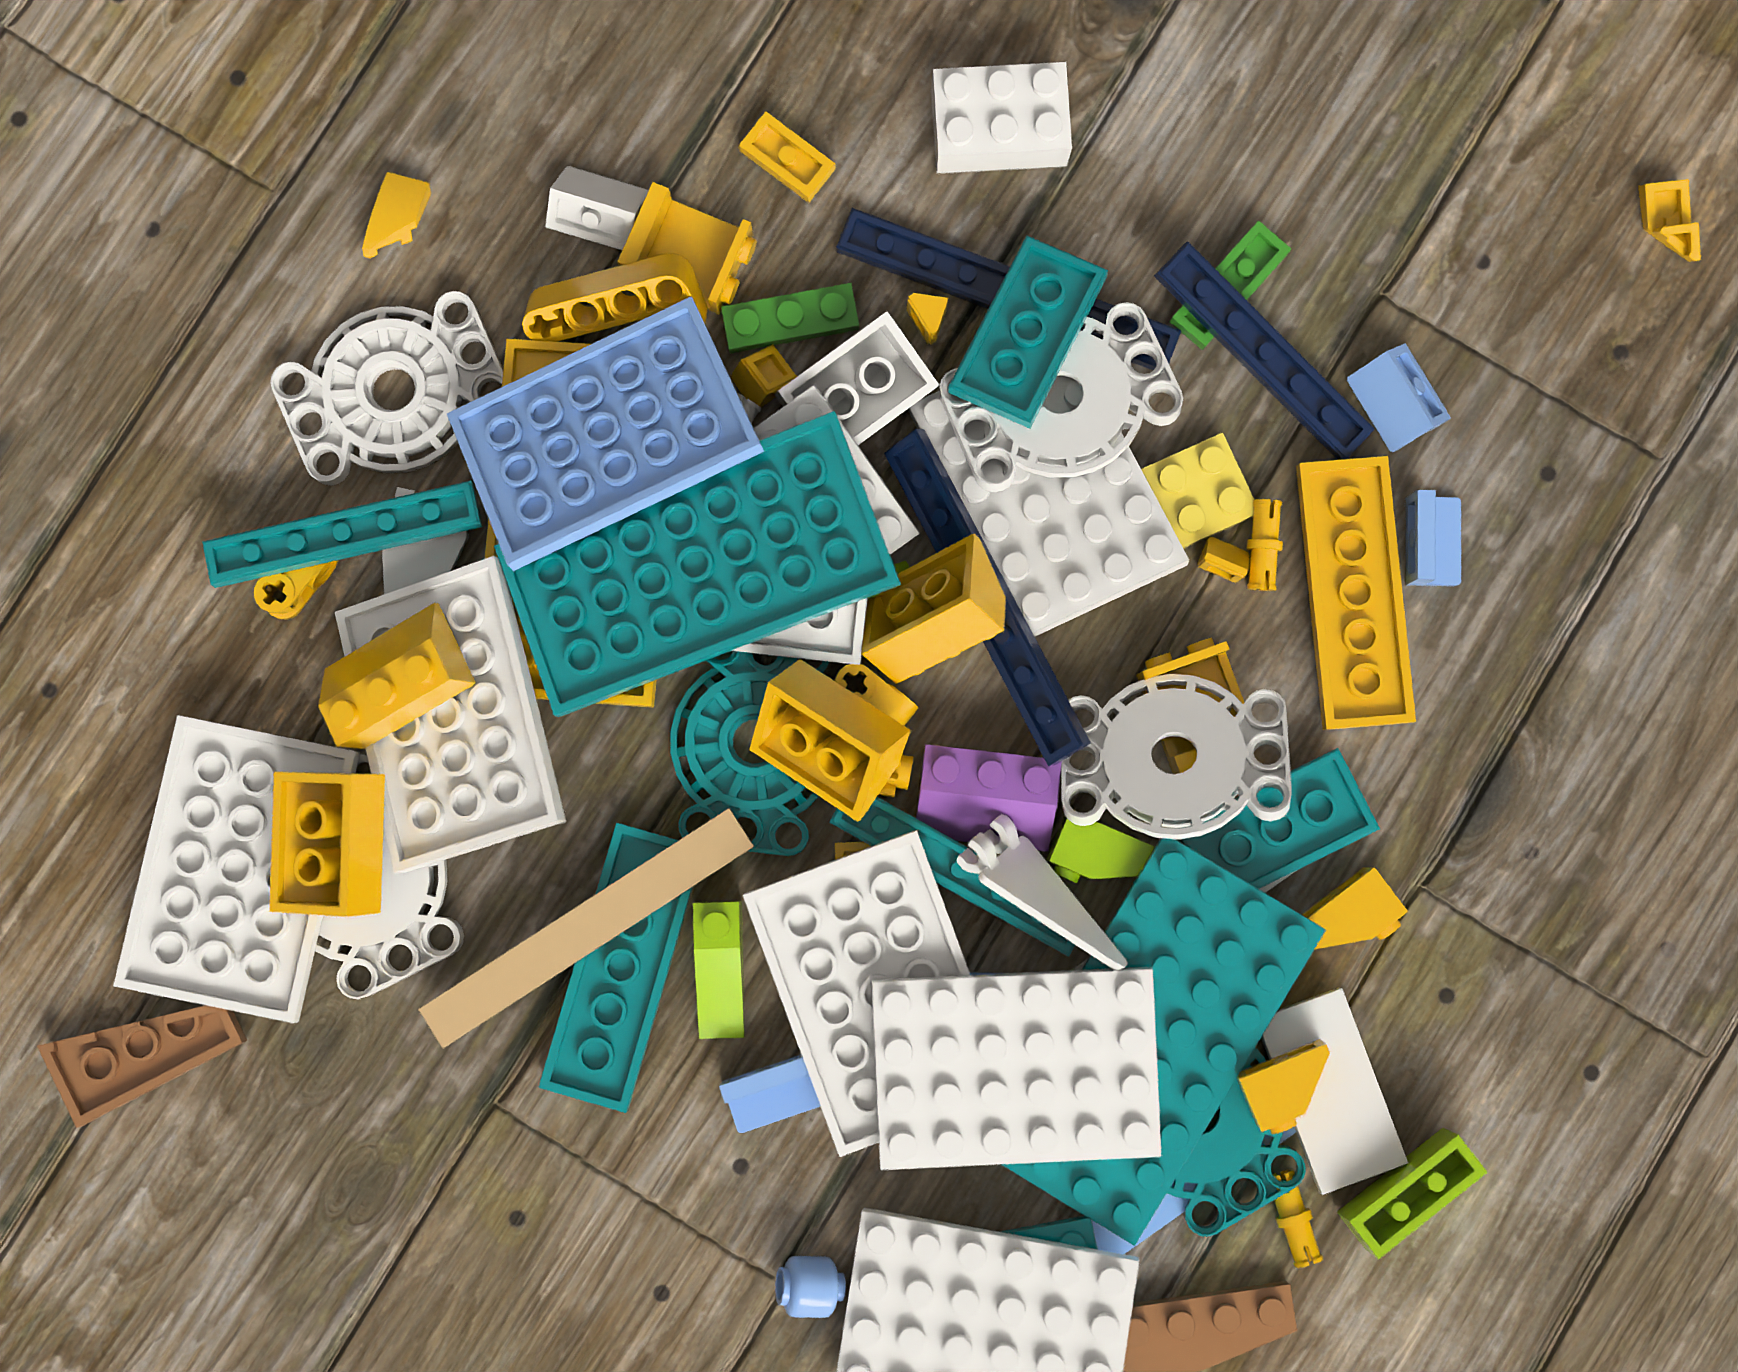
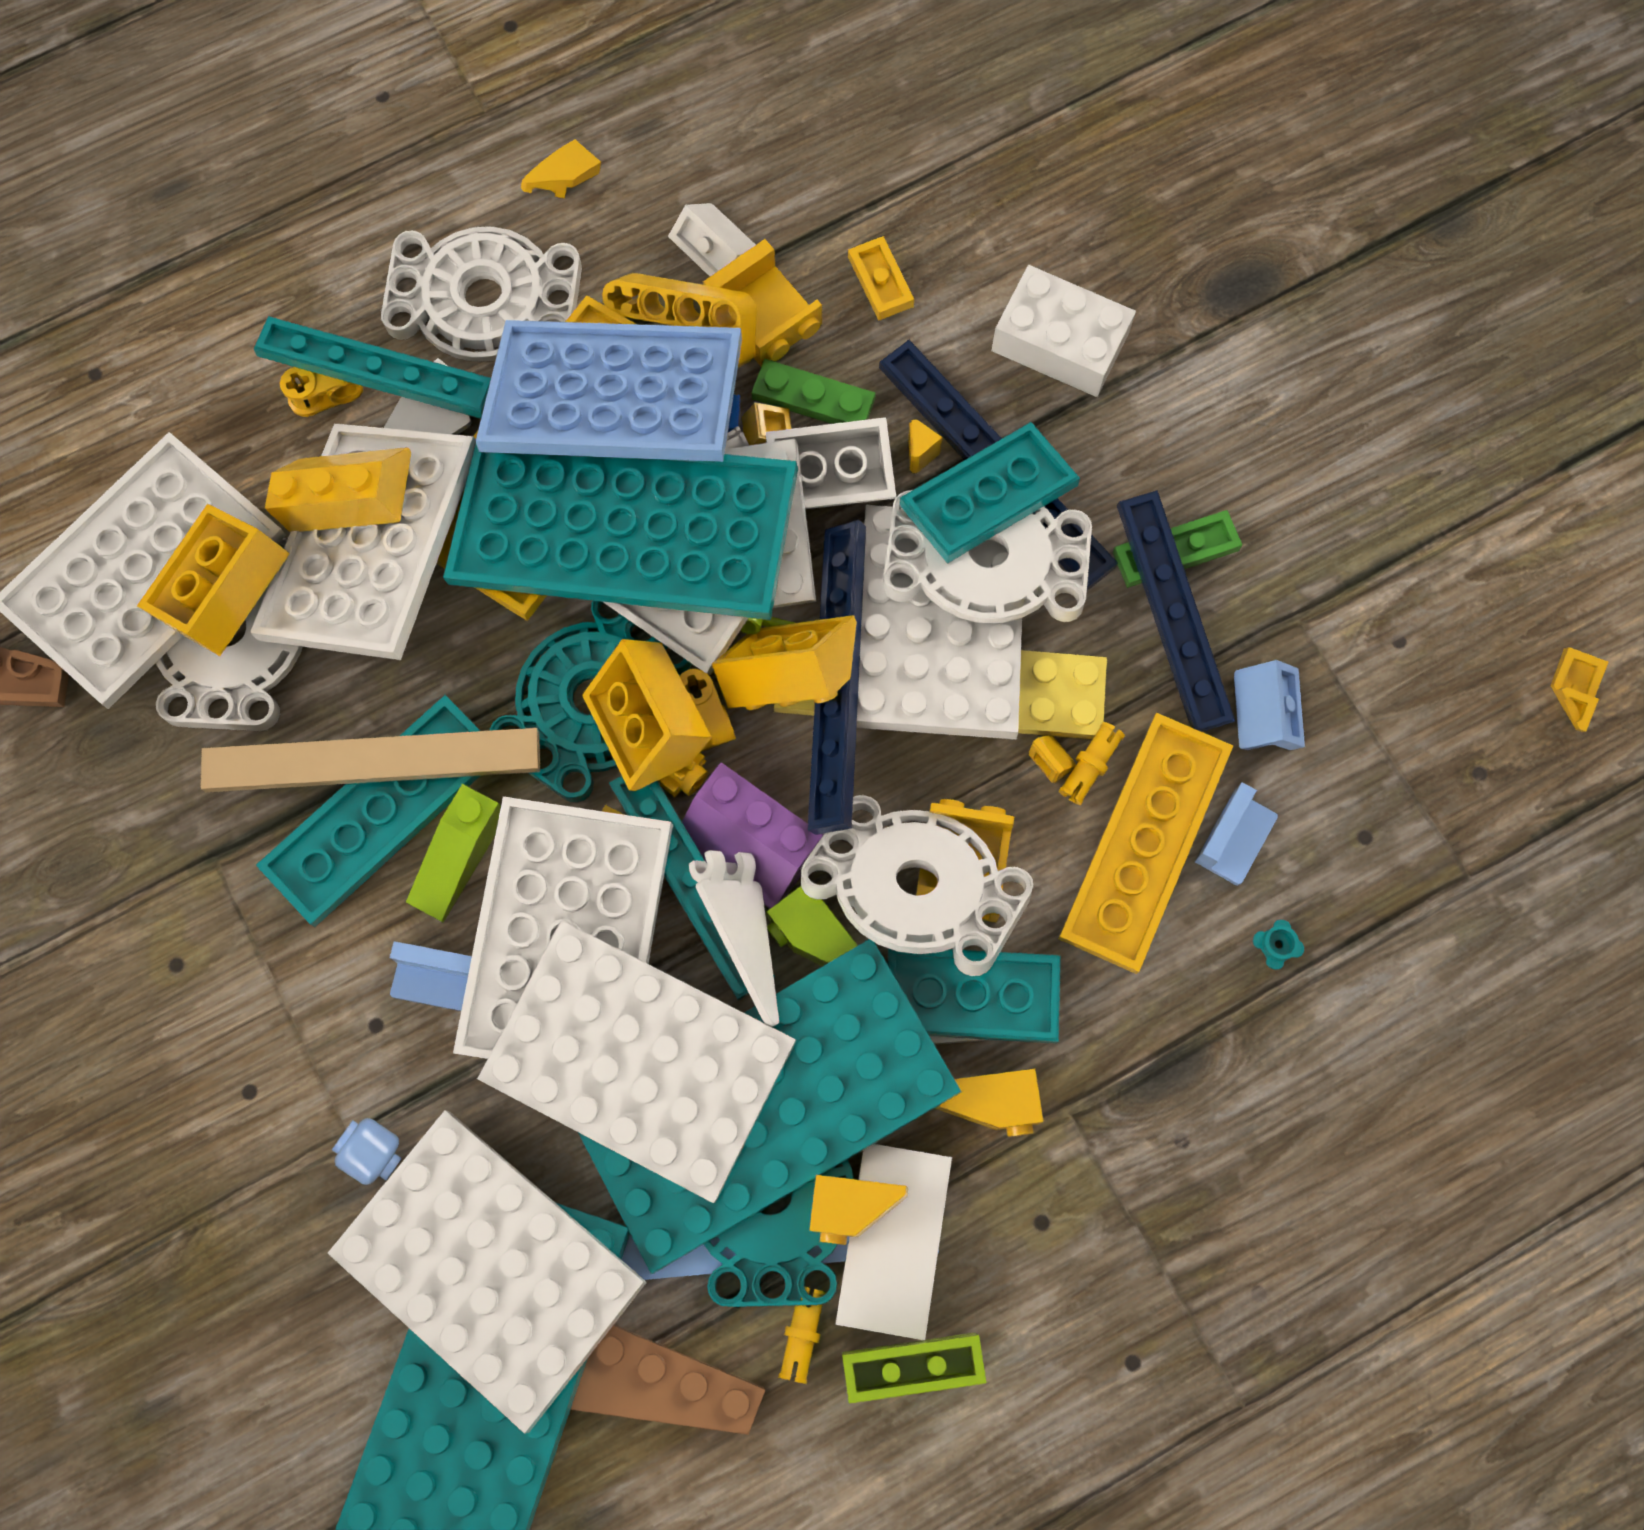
camera: 35 degrees right, 10 degrees down
(1537, 620) = (1290, 942): none -> teal plate

